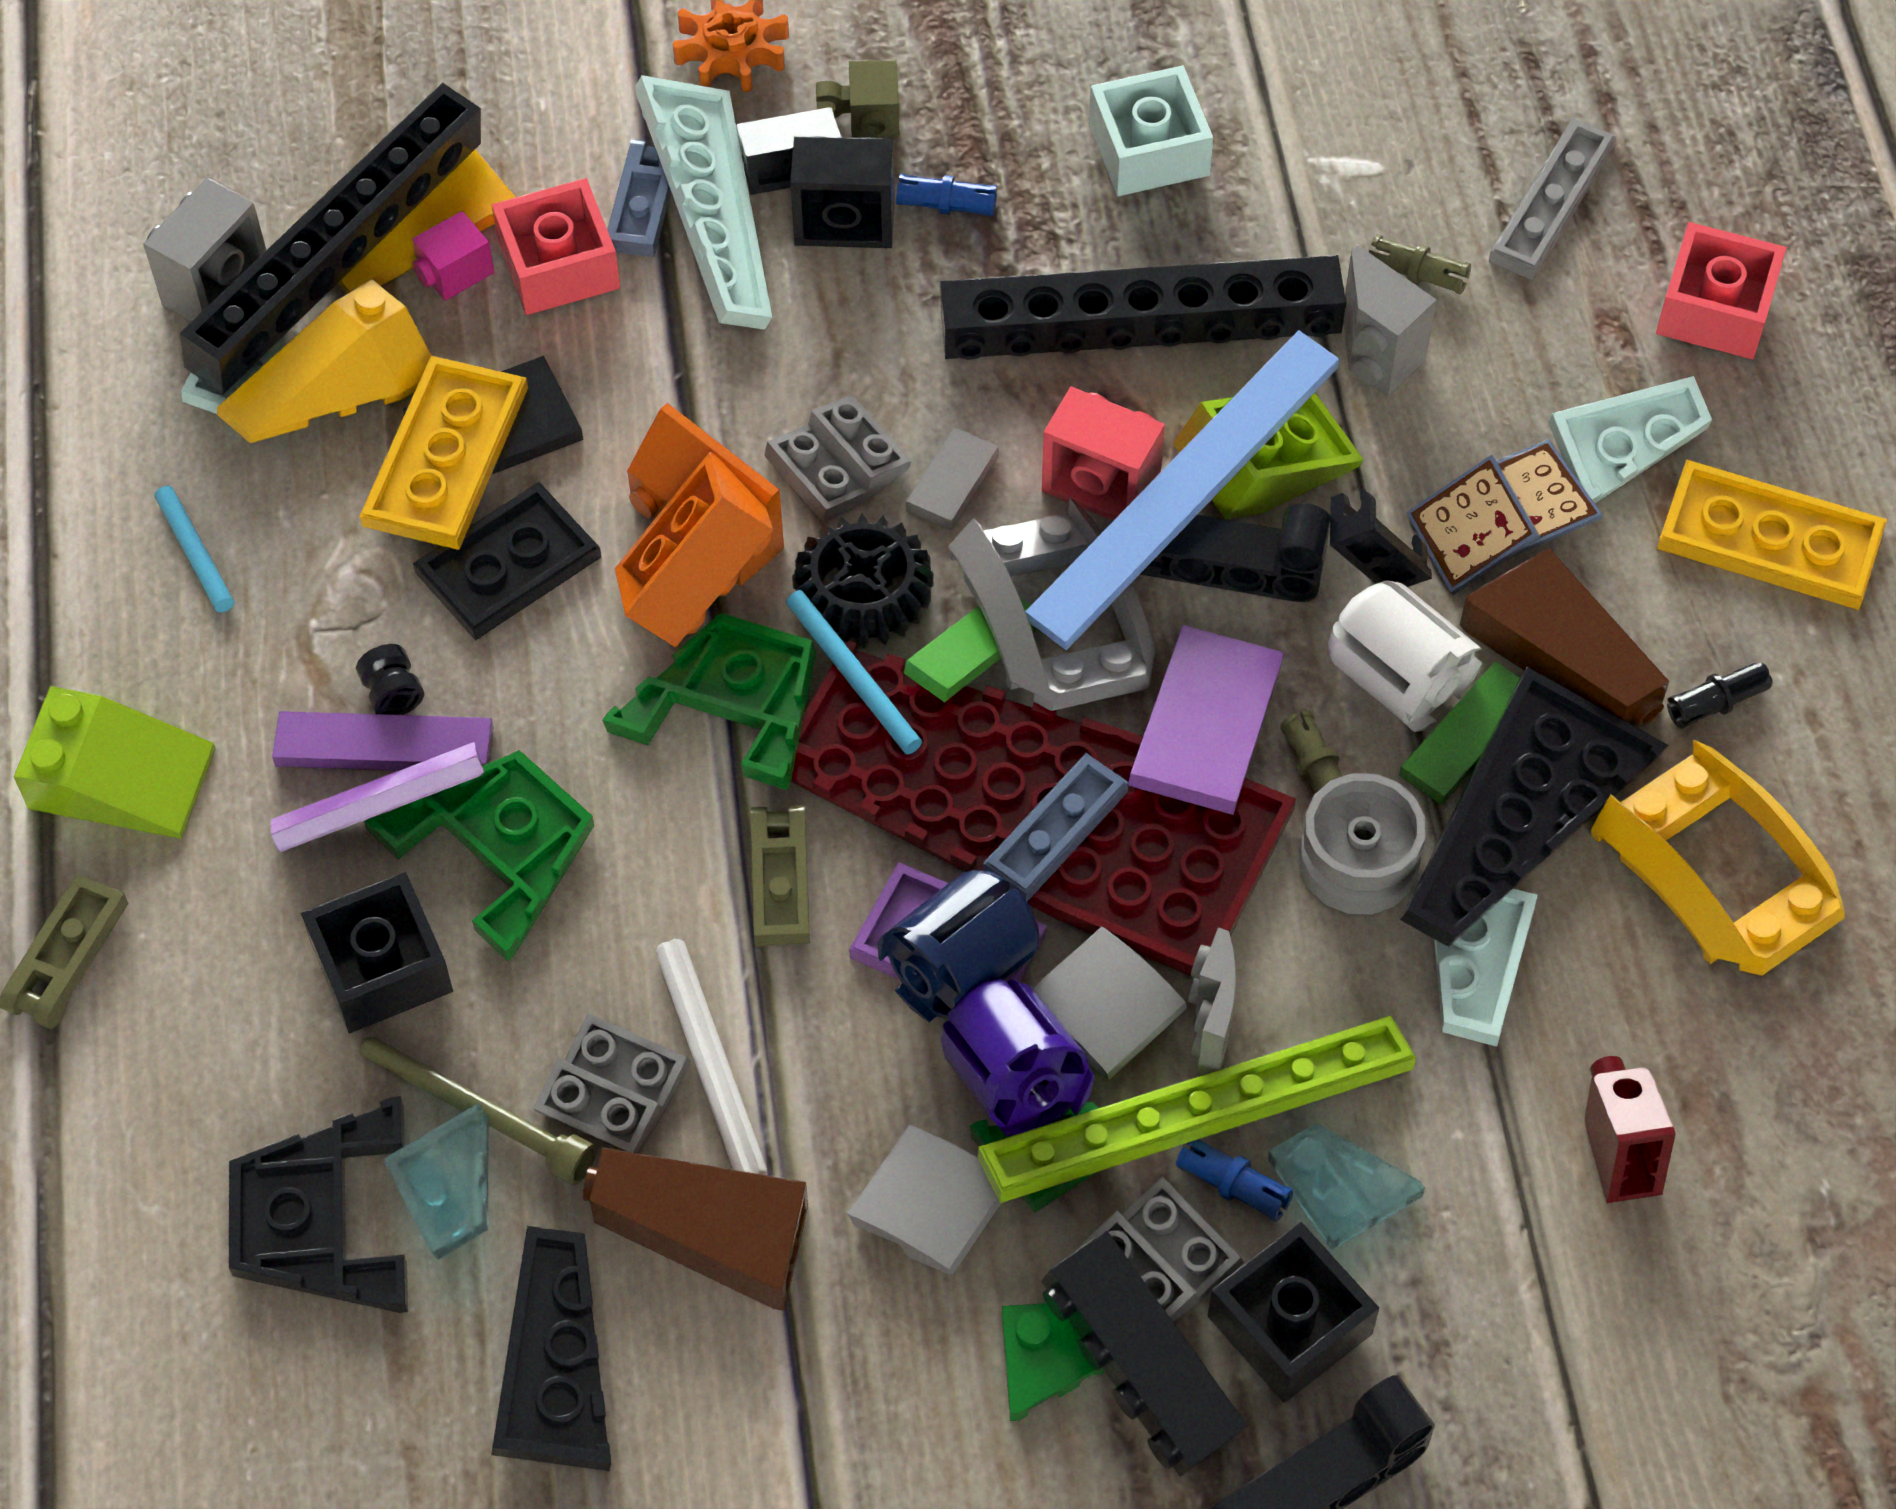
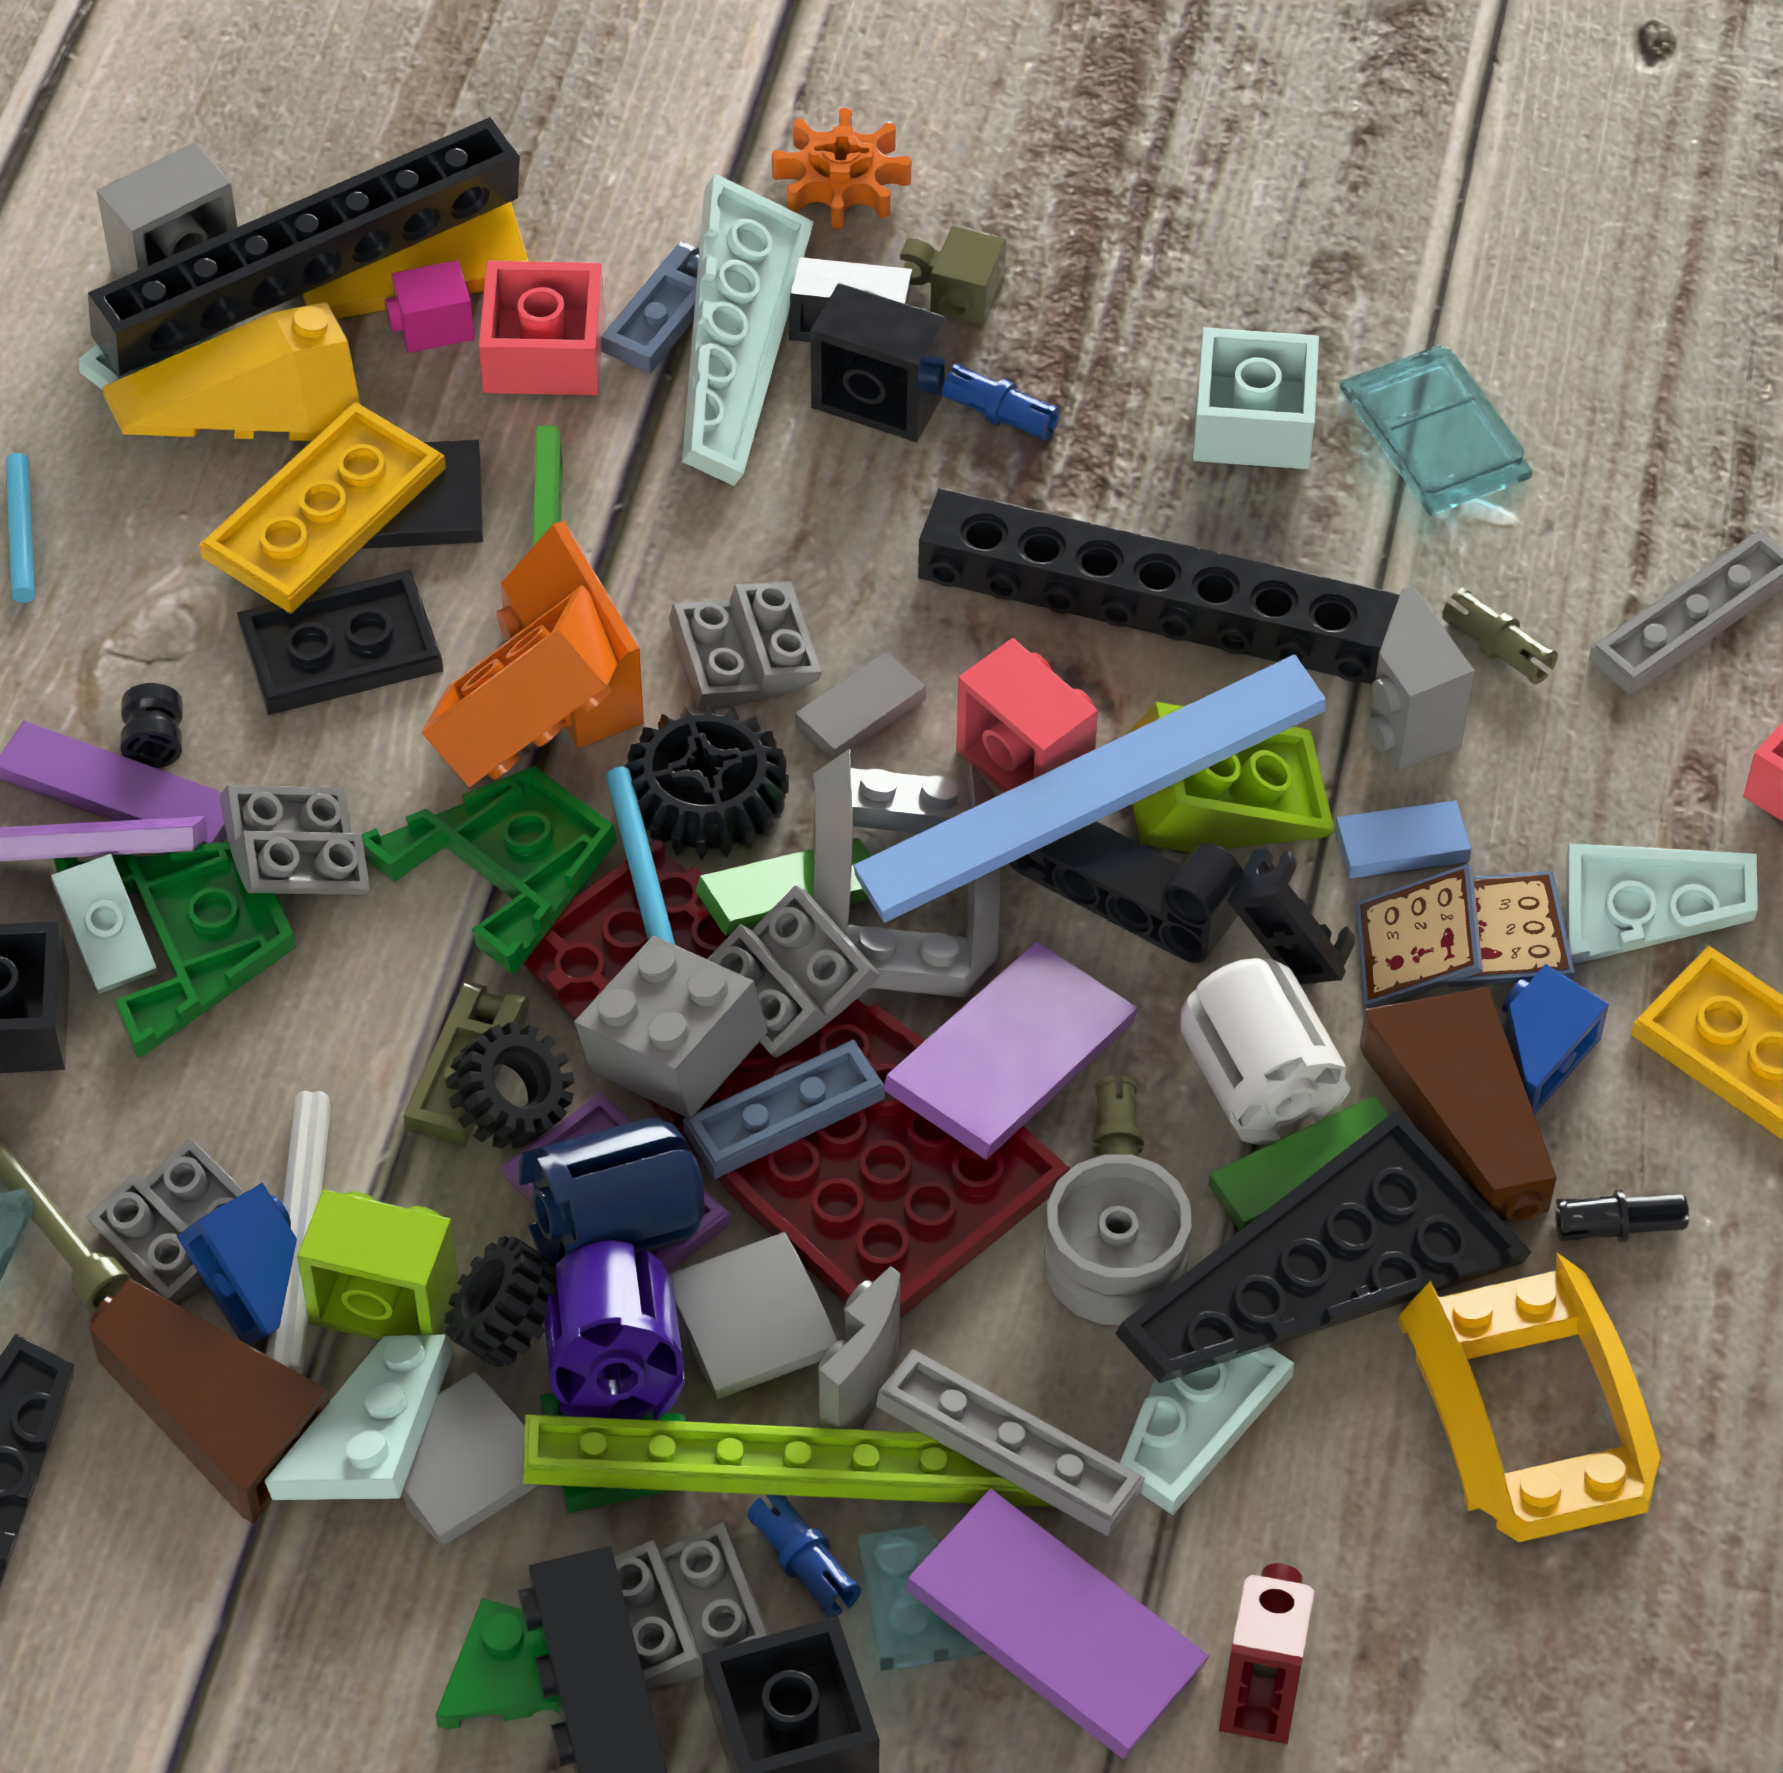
camera: 20 degrees right, 5 degrees down
(432, 860) = (103, 924): none -> light aqua plate
(556, 738) = (294, 840): none -> light grey slope
(623, 383) = (547, 480): none -> bright green tile
(689, 1100) = (245, 1260): none -> blue slope
(802, 1069) = (377, 1267): none -> lime brick
(811, 894) = (485, 1103): none -> black tyre
(850, 1200) = (370, 1427): none -> light aqua wing
(893, 1078) = (502, 1301): none -> black tyre
(945, 791) = (671, 1026): none -> light grey brick
(1009, 715) = (799, 967): none -> light grey slope
(1291, 111) = (1437, 428): none -> clear light blue piece
(1355, 1033) = (1010, 1442): none -> light grey tile
(1419, 450) = (1402, 839): none -> light blue tile
(1455, 1164) = (1056, 1623): none -> medium lavender tile
(1603, 560) = (1551, 1030): none -> blue slope

